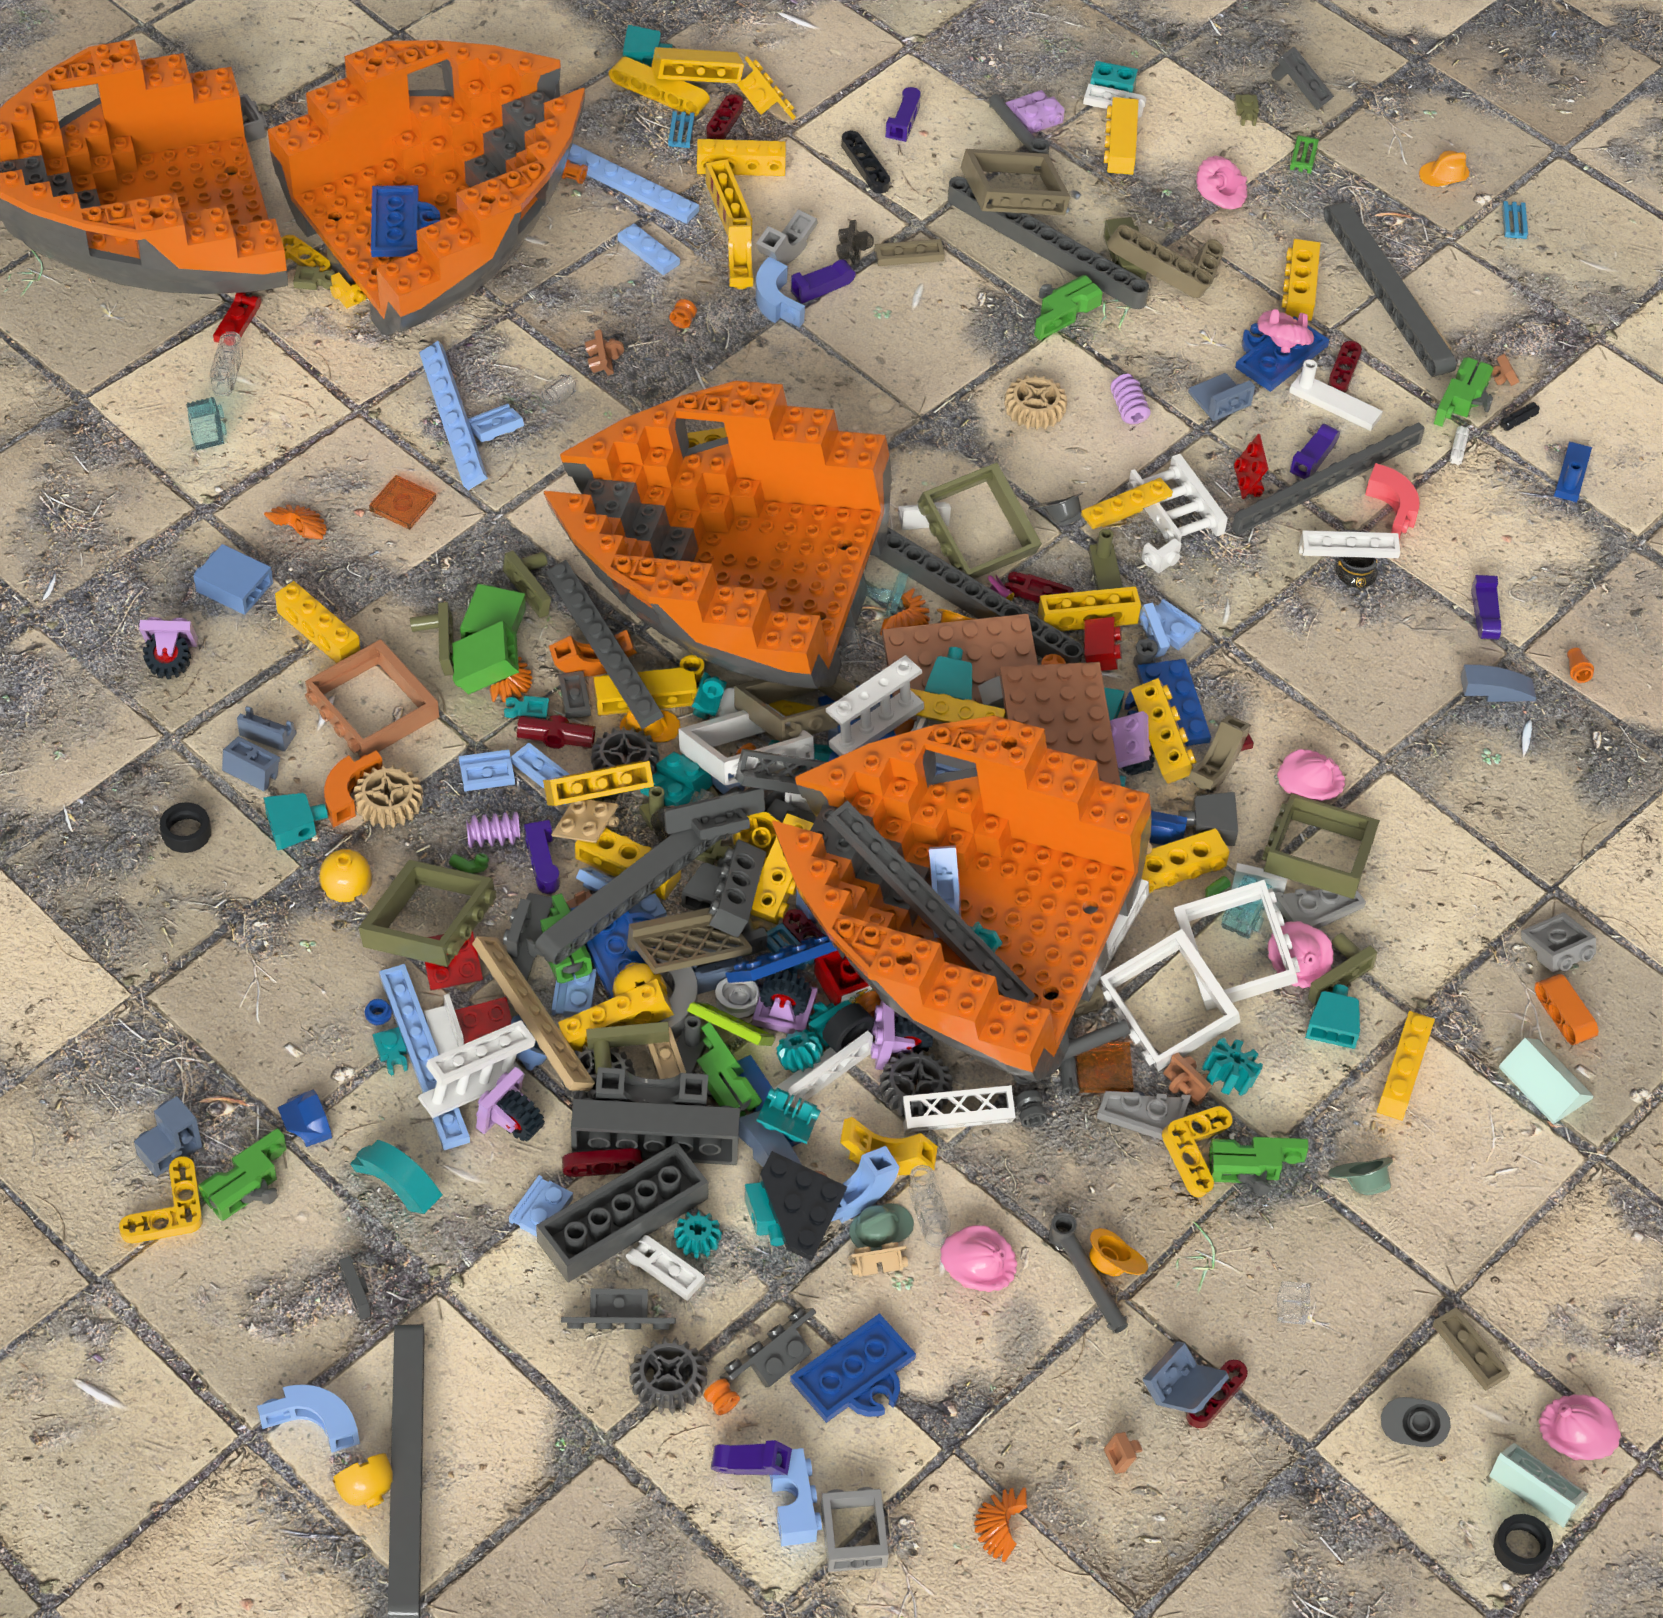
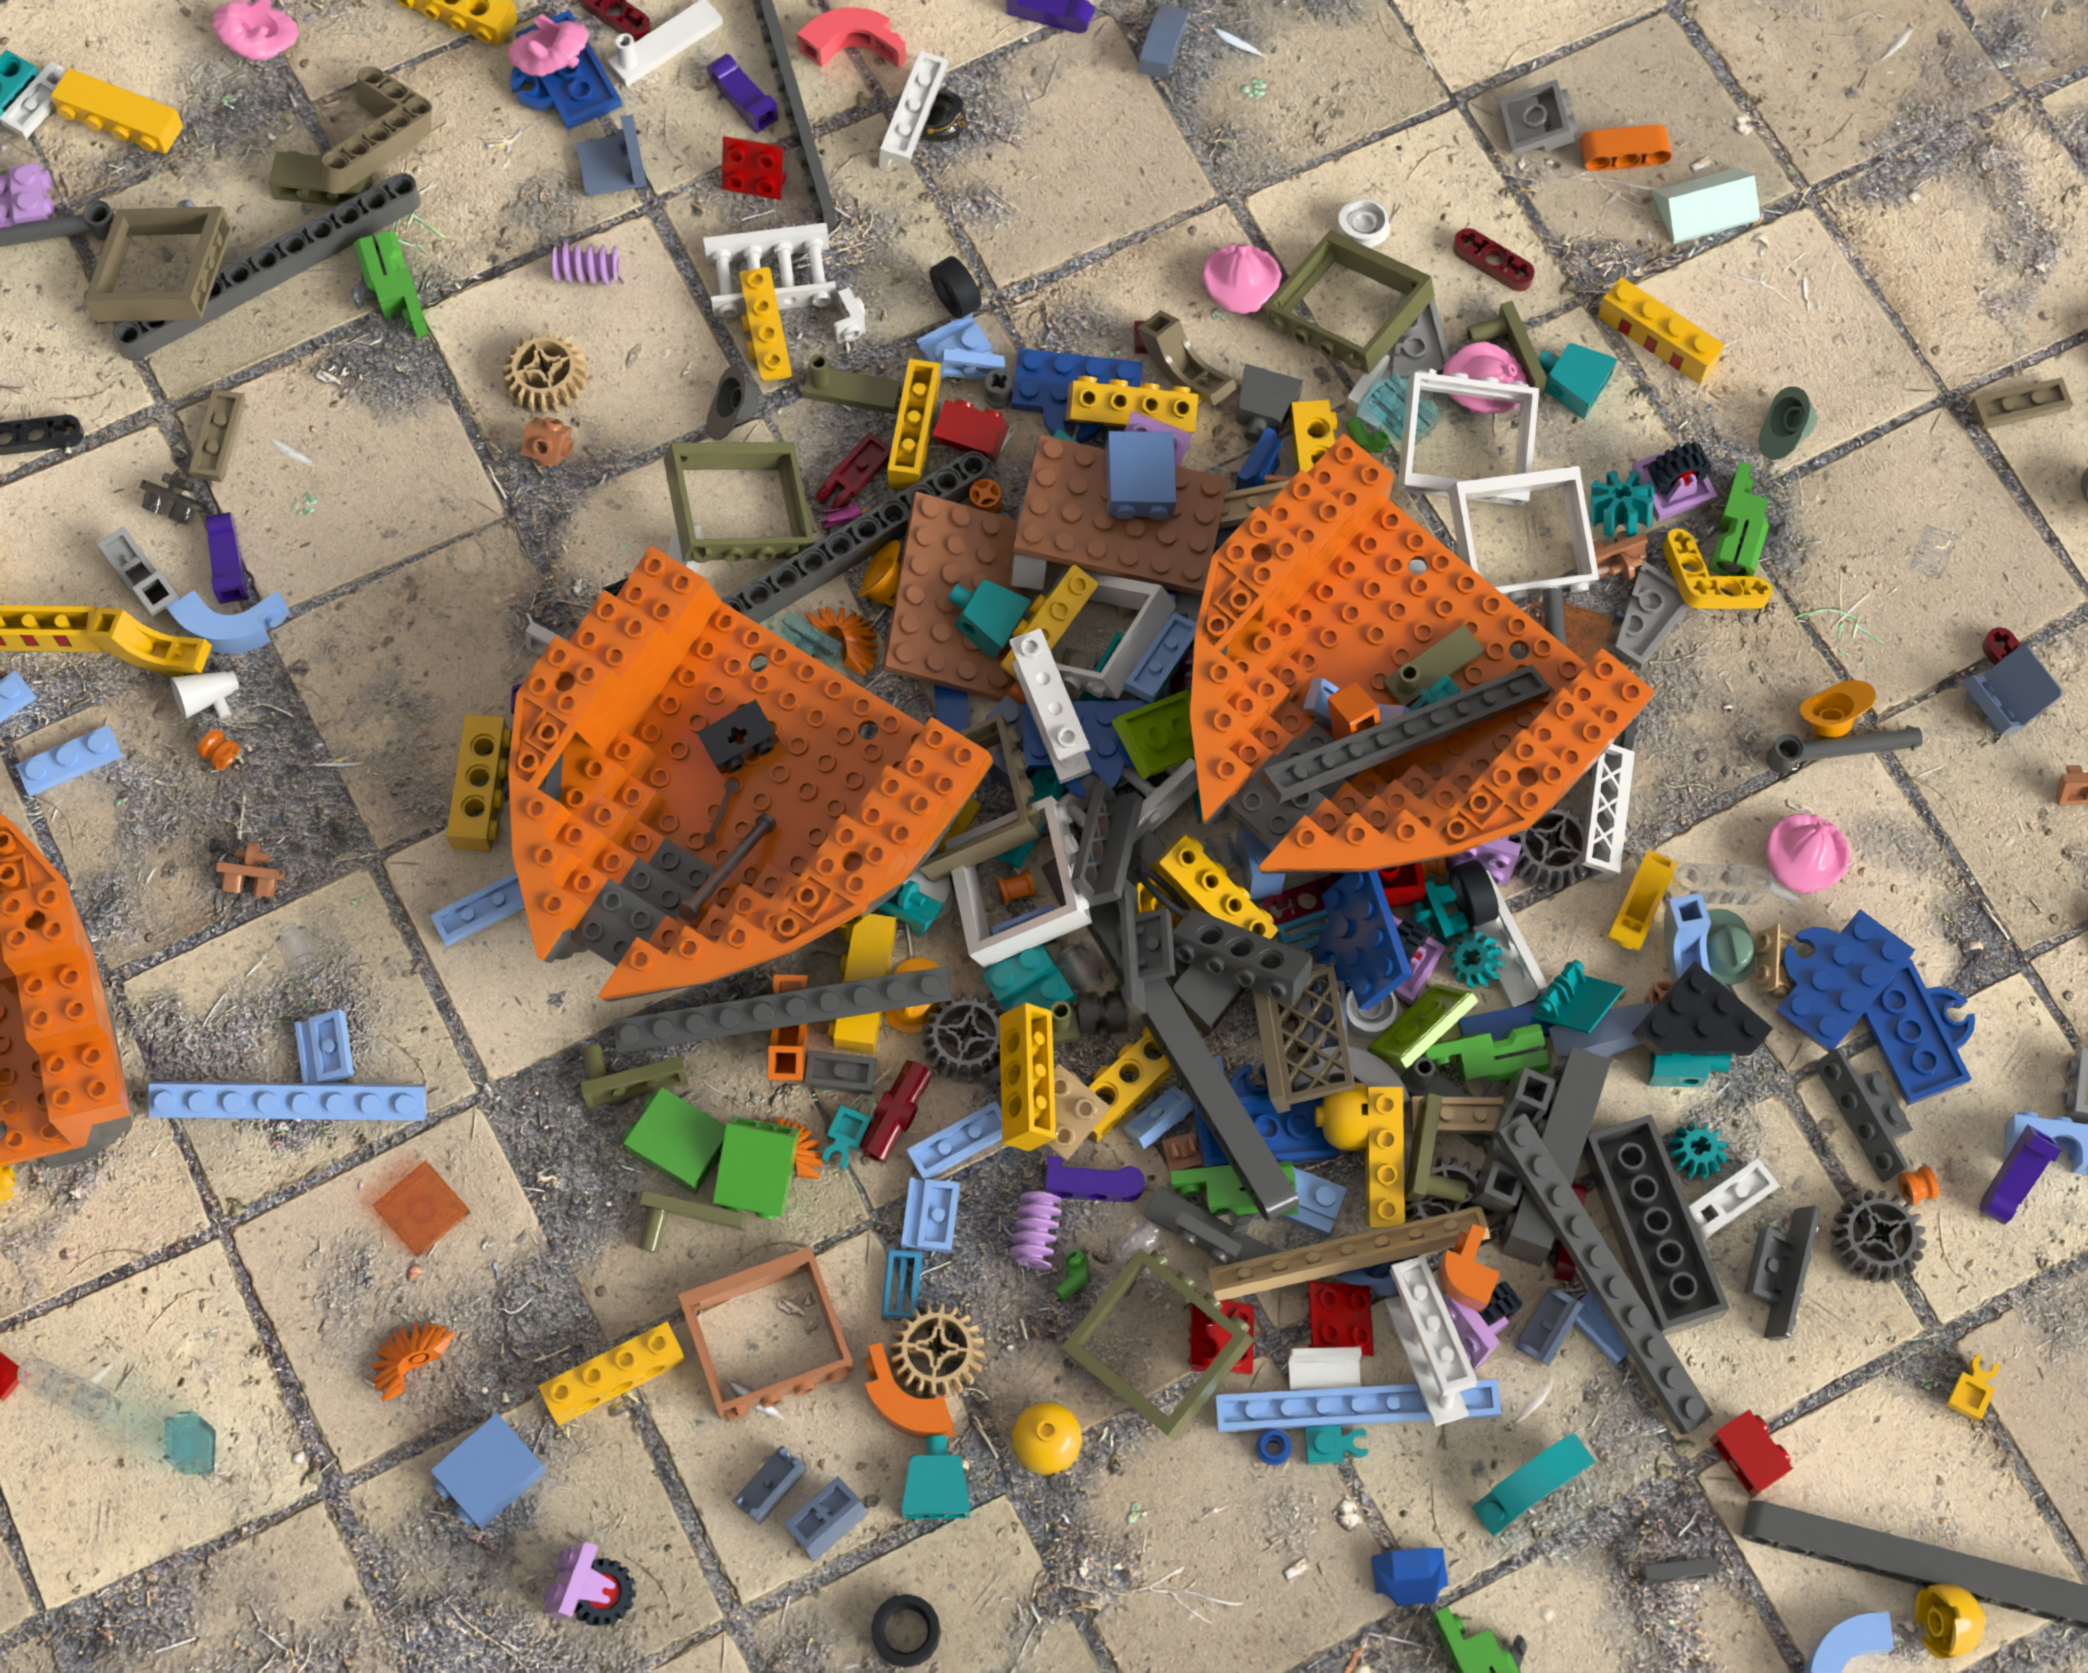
camera: 70 degrees left, 15 degrees up
(432, 772) = (904, 1255): none -> dark azure tile
(462, 1319) = (1751, 1453): none -> red brick
(507, 893) = (1136, 1236): none -> clear brick
(520, 1165) = (1549, 1326): none -> sand blue hinge
(528, 1064) = (1462, 1276): none -> orange brick
(559, 1469) = (1971, 1393): none -> yellow plate
(564, 1172) = (1603, 1274): none -> dark grey plate
(666, 549) = (690, 908): none -> flat silver bar
(720, 293) = (202, 690): none -> white piece
(747, 558) = (731, 787): none -> clear smoke hinge
(752, 817) = (1181, 910): none -> black tyre
(781, 544) = (722, 743): none -> black brick
(878, 1302) = (1840, 977): none -> blue plate
(932, 866) = (1352, 711): none -> orange brick
(981, 414) = (547, 441): none -> nougat brick
(1014, 938) = (1425, 670): none -> olive piece
(1089, 722) = (1140, 474): none -> medium blue brick
(1212, 604) = (955, 287): none -> black tyre
(1273, 1103) = (1677, 479): none -> plate
(1403, 848) = (1364, 222): none -> white piece
(1423, 935) = (1489, 247): none -> dark red beam

